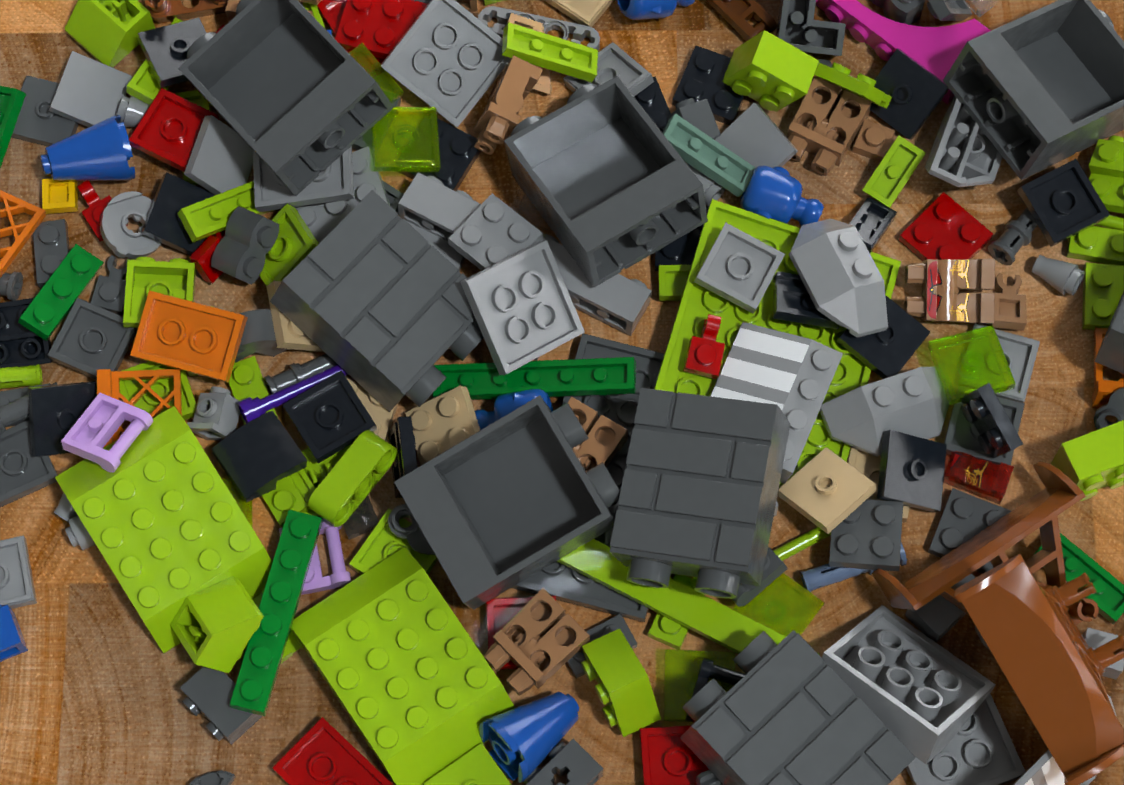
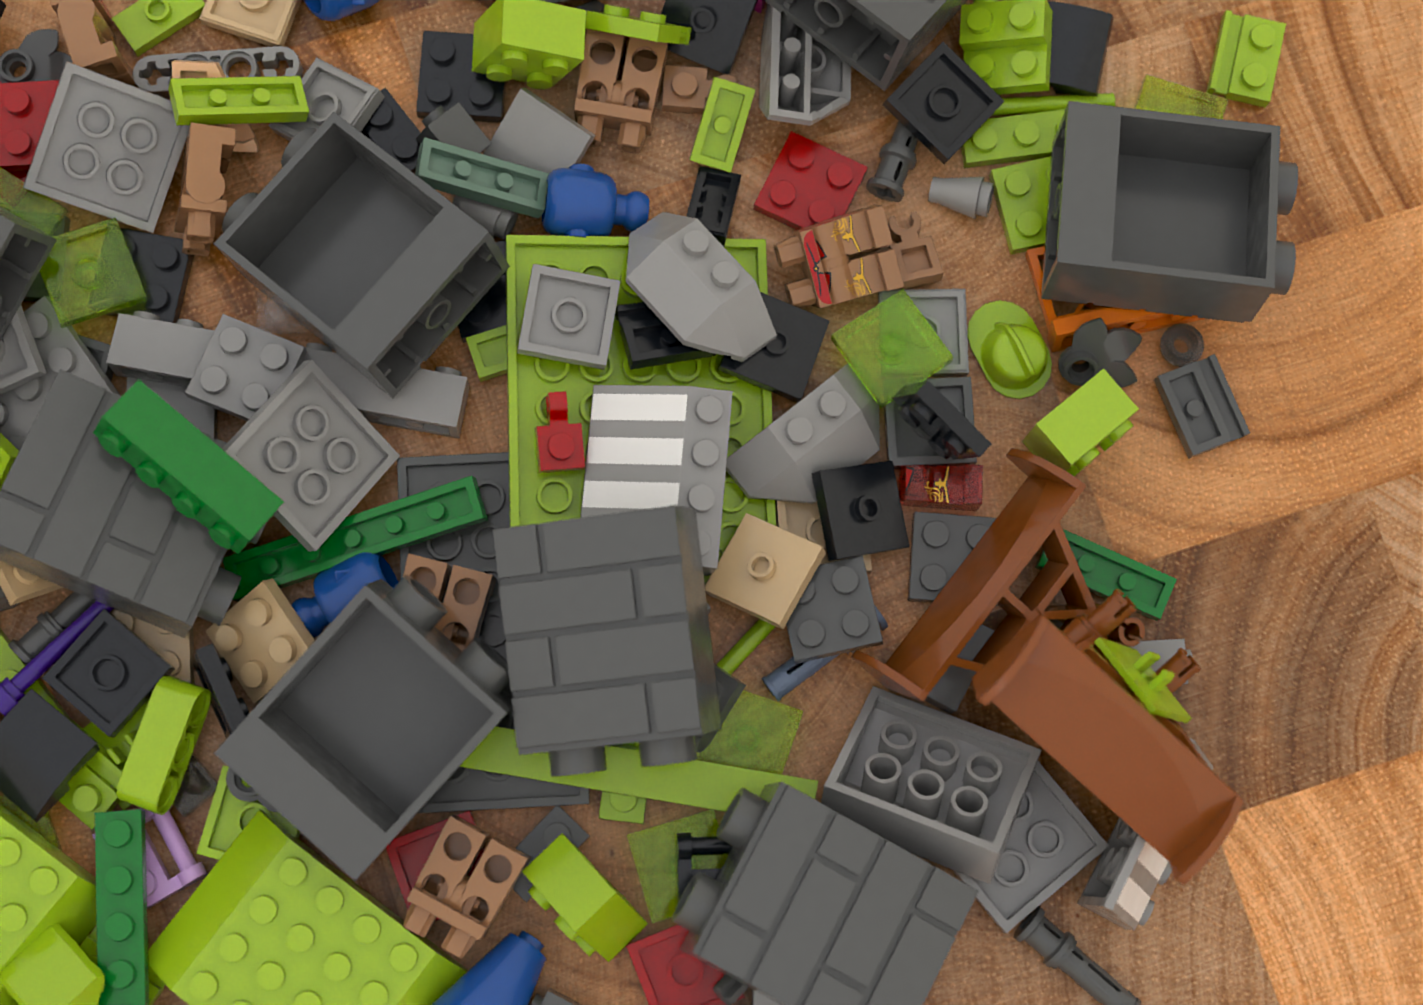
camera: 25 degrees left, 10 degrees up
(439, 282) = (186, 467): none -> green brick
(1060, 396) = (1009, 349): none -> lime piece
(1086, 644) = (1143, 680): none -> lime piece

